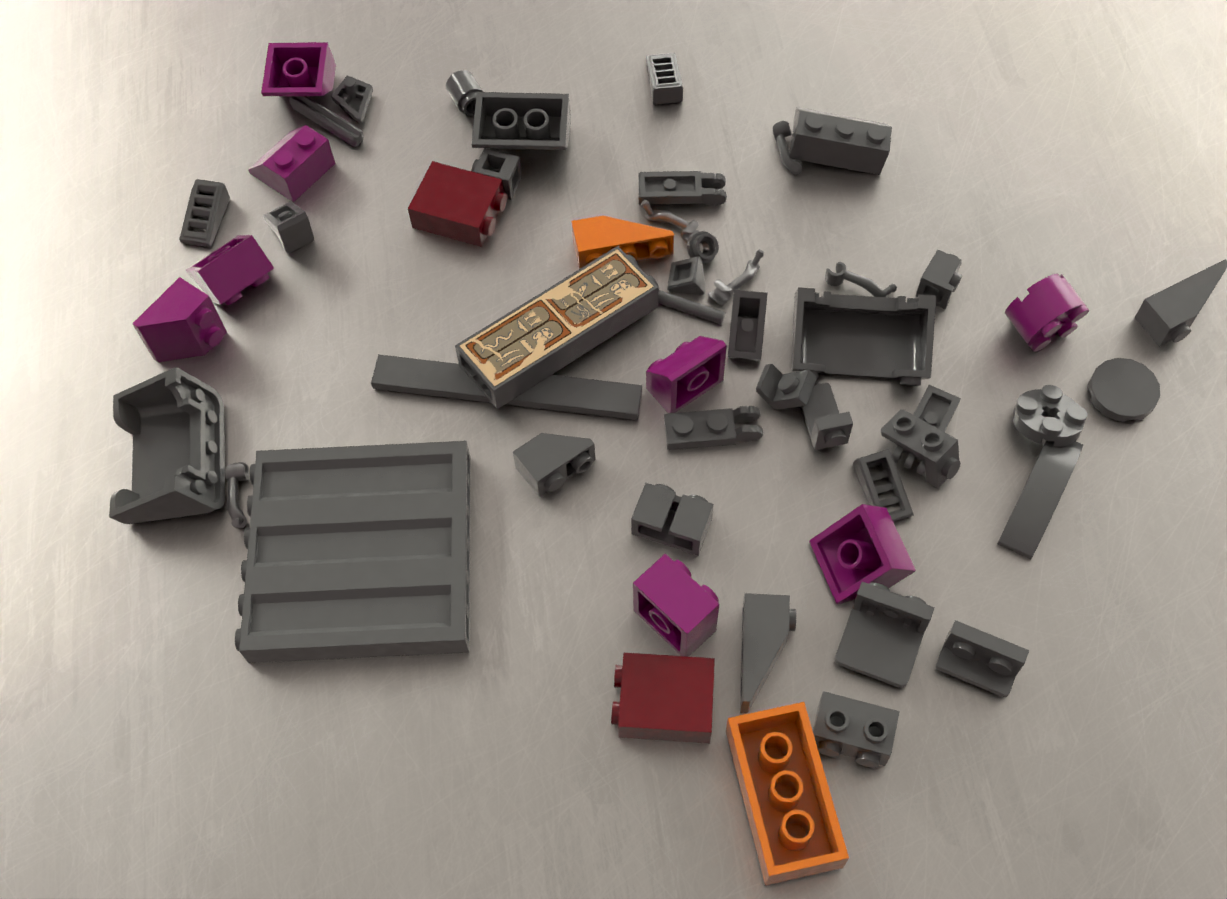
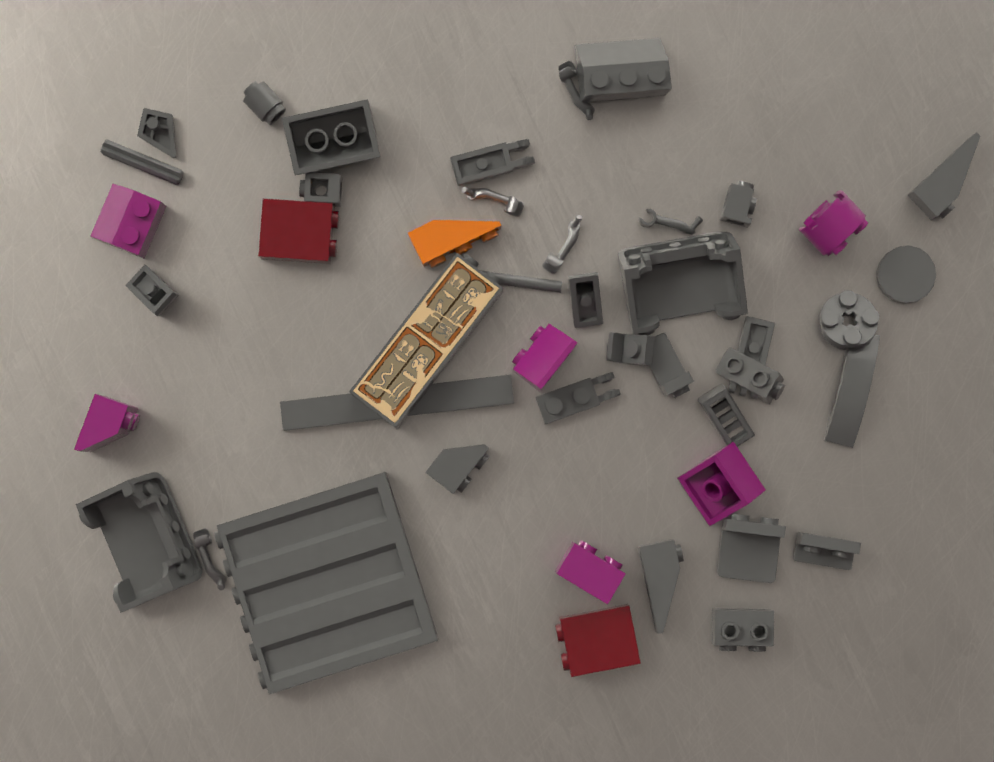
camera: 20 degrees left, 25 degrees up
(204, 194) = (60, 298): dark grey slope -> none
(231, 269) = (118, 350): magenta slope -> none
(298, 69) = (102, 128): magenta slope -> none
(671, 518) = (567, 491): dark grey piece -> none
(672, 88) = (450, 54): dark grey slope -> none
(687, 277) = (519, 253): dark grey slope -> none
(709, 243) = (532, 224): dark grey plate -> none
(786, 793) = (703, 691): orange brick -> none

